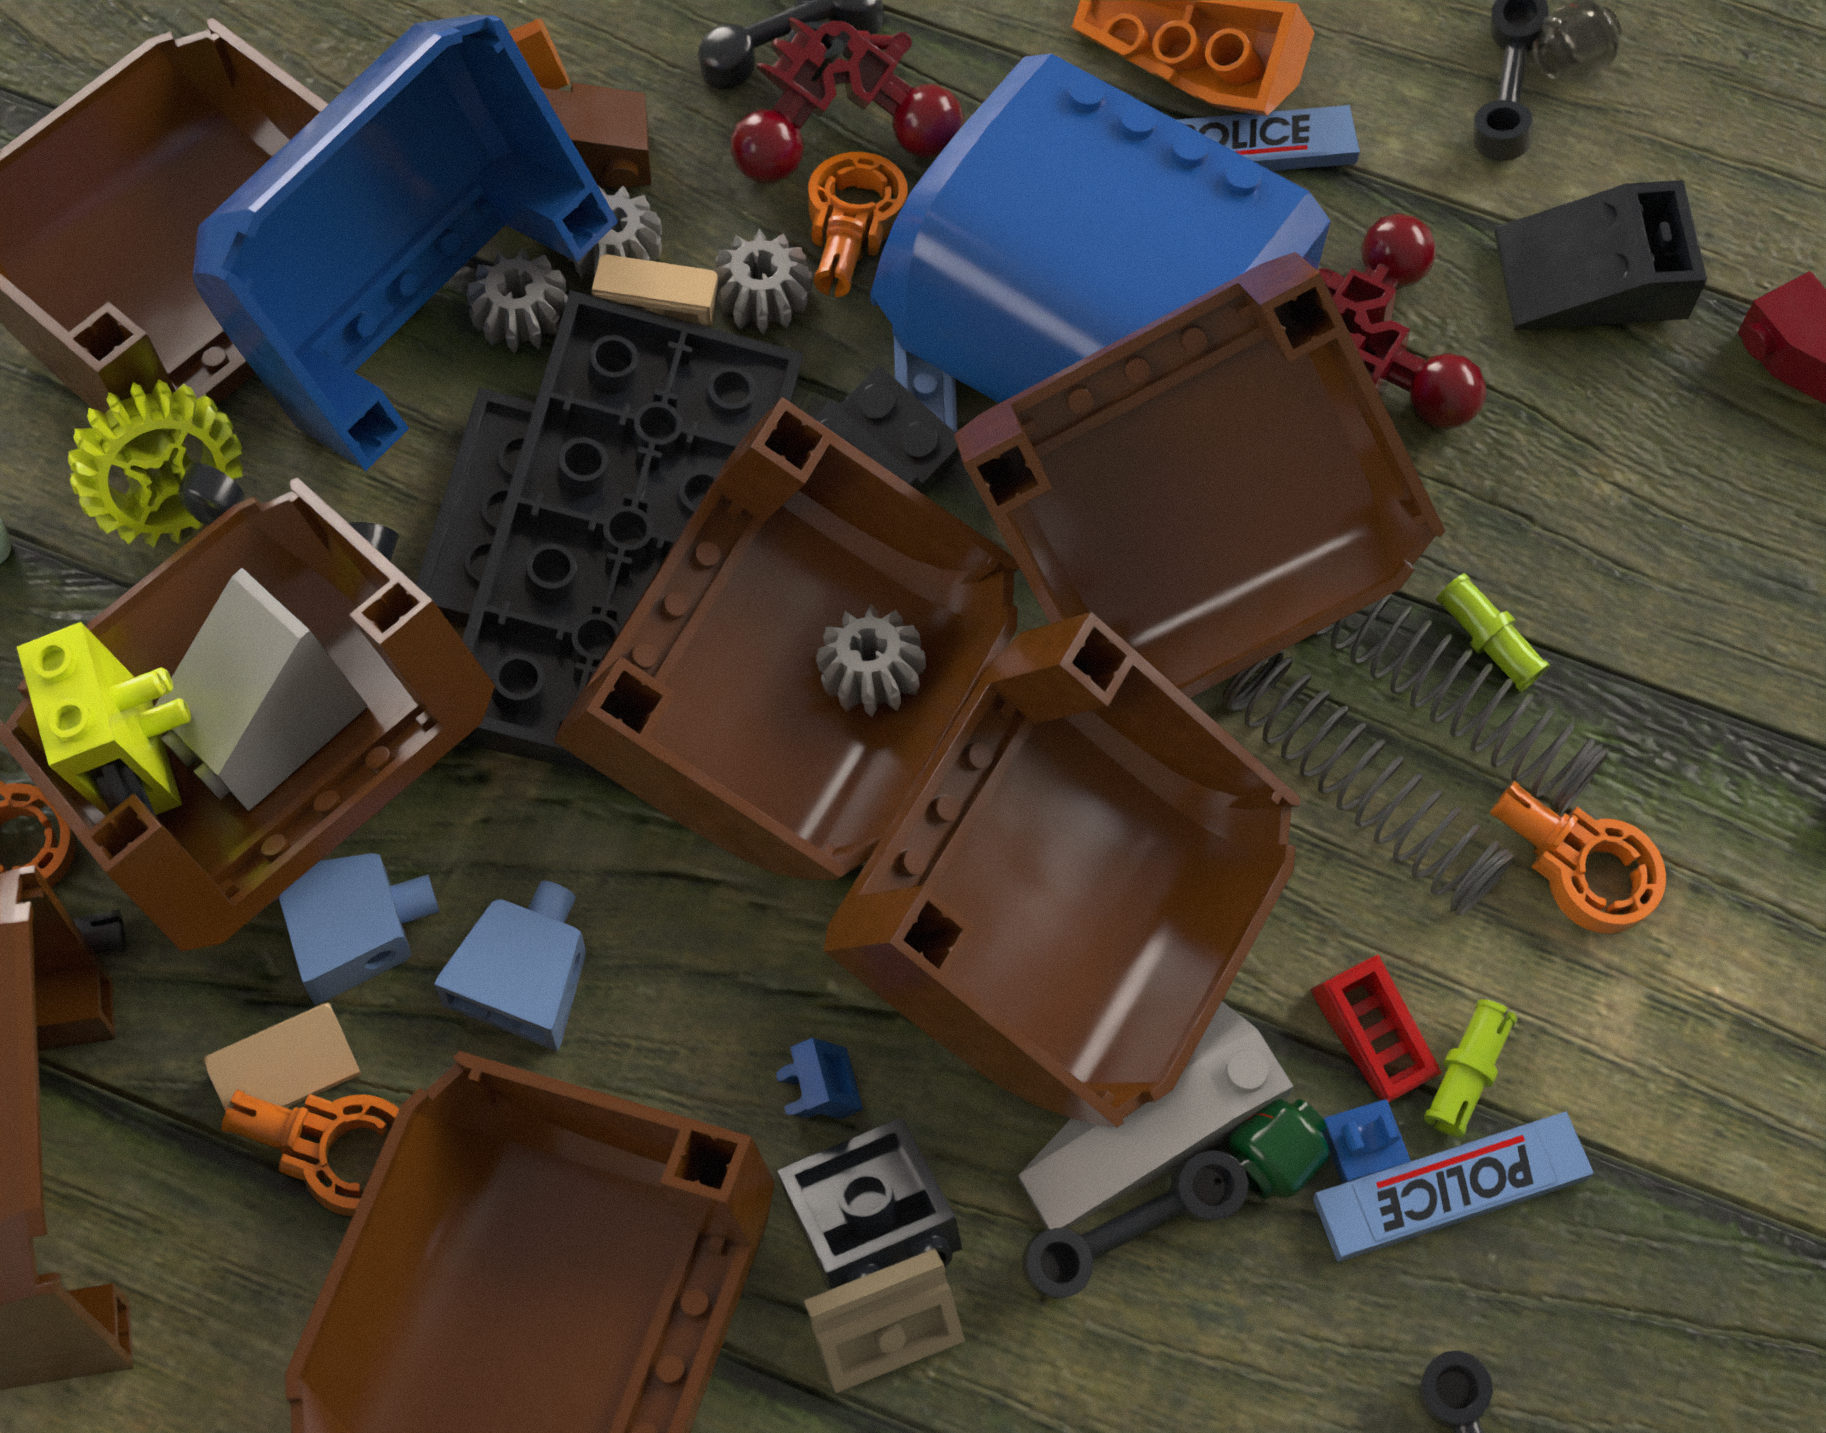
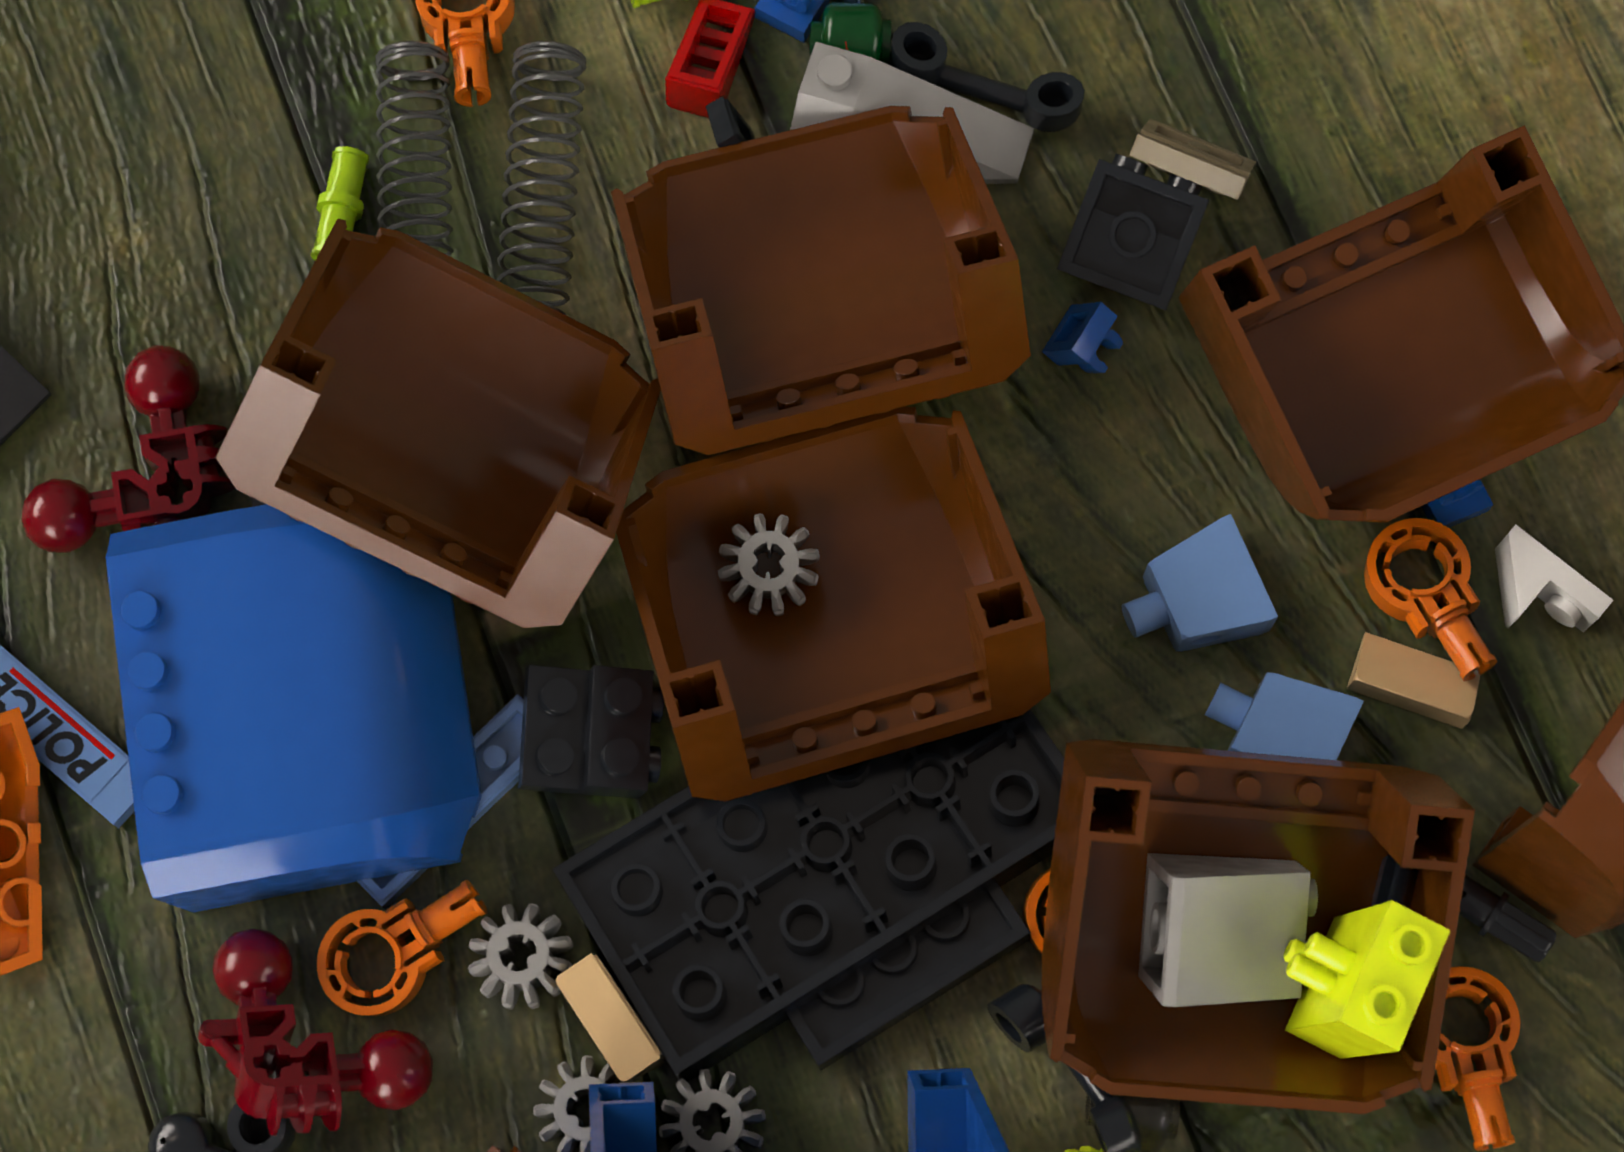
camera: 130 degrees left, 10 degrees up
(252, 1242) = (1532, 570): none -> white slope
(1277, 963) = (727, 123): none -> black tile

